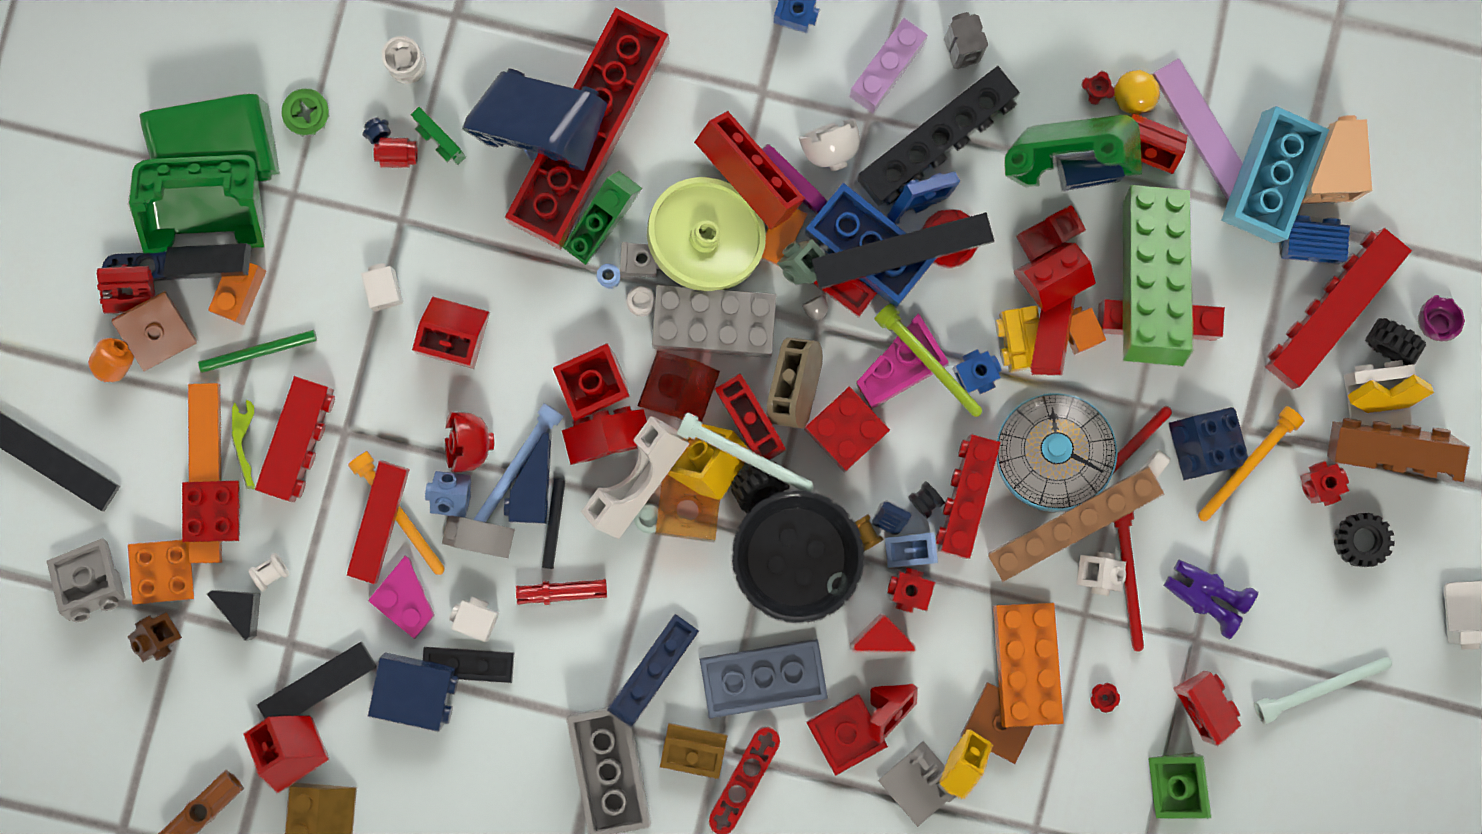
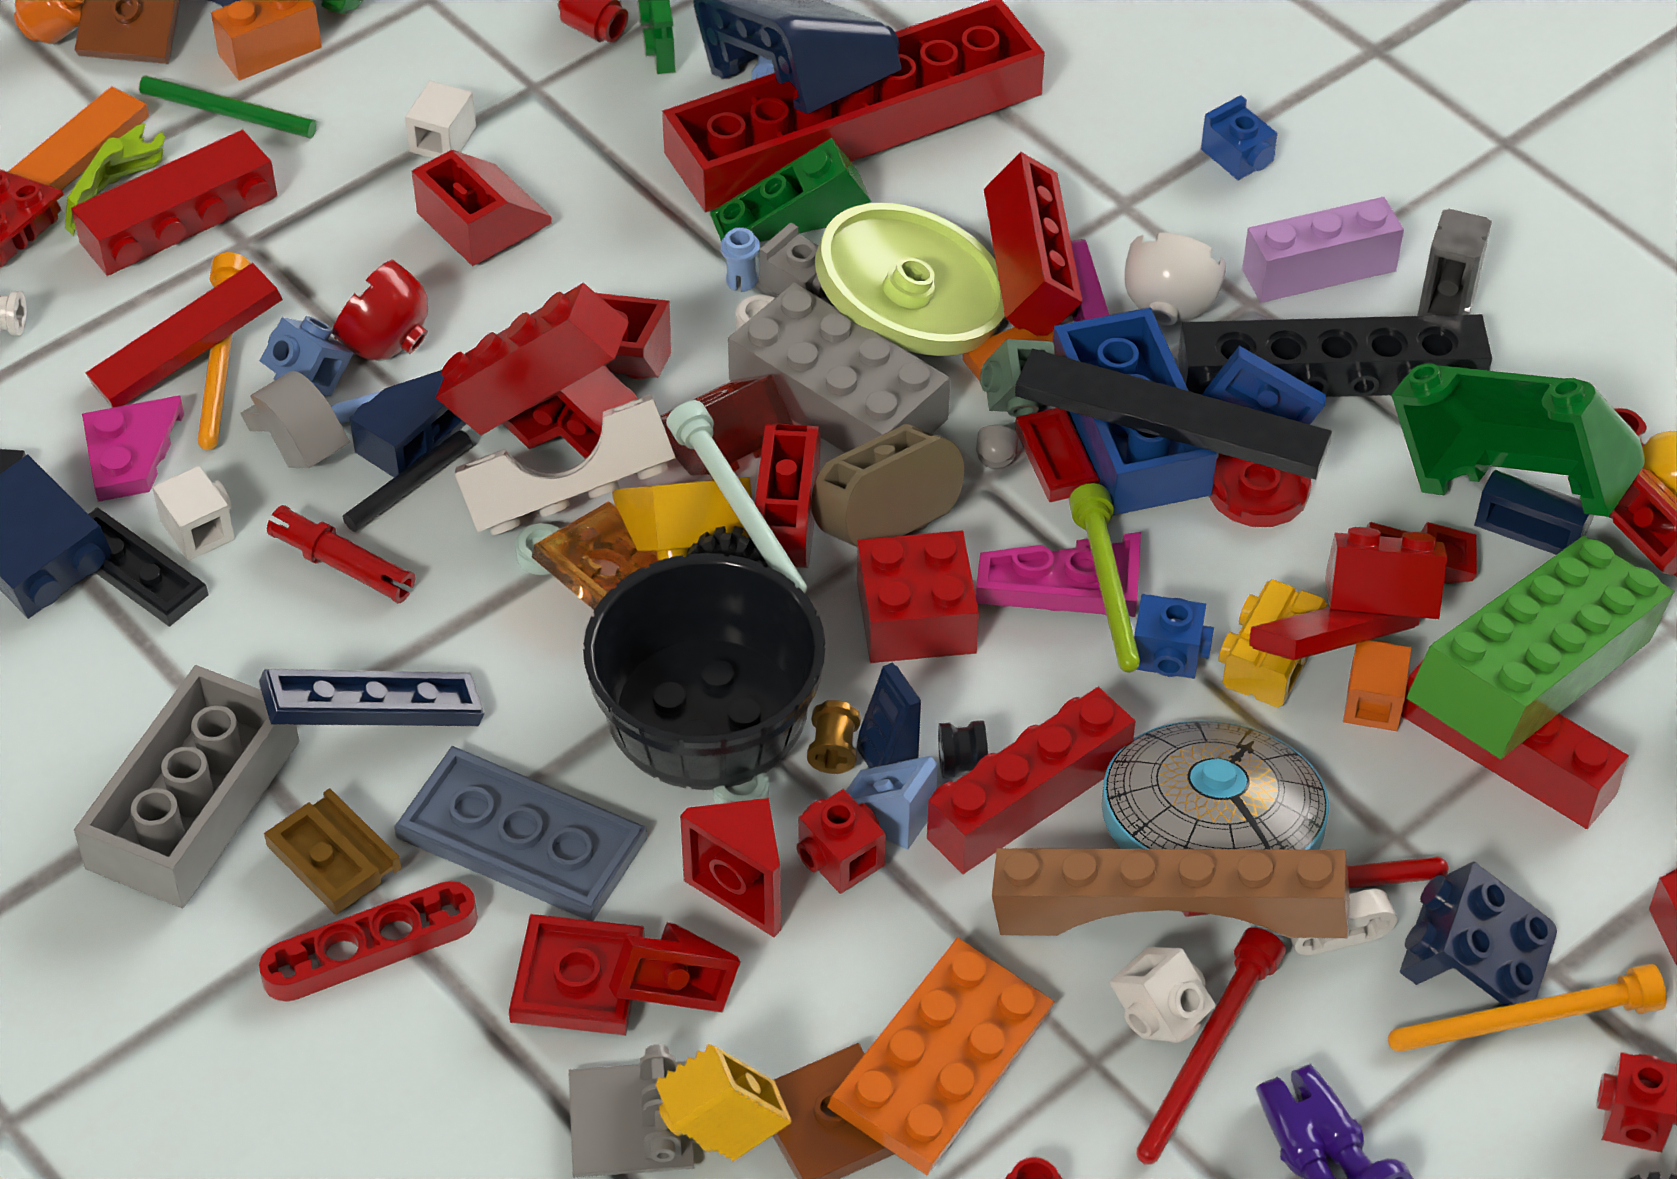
camera: 40 degrees right, 35 degrees down
(591, 450) = (531, 358): none -> red brick

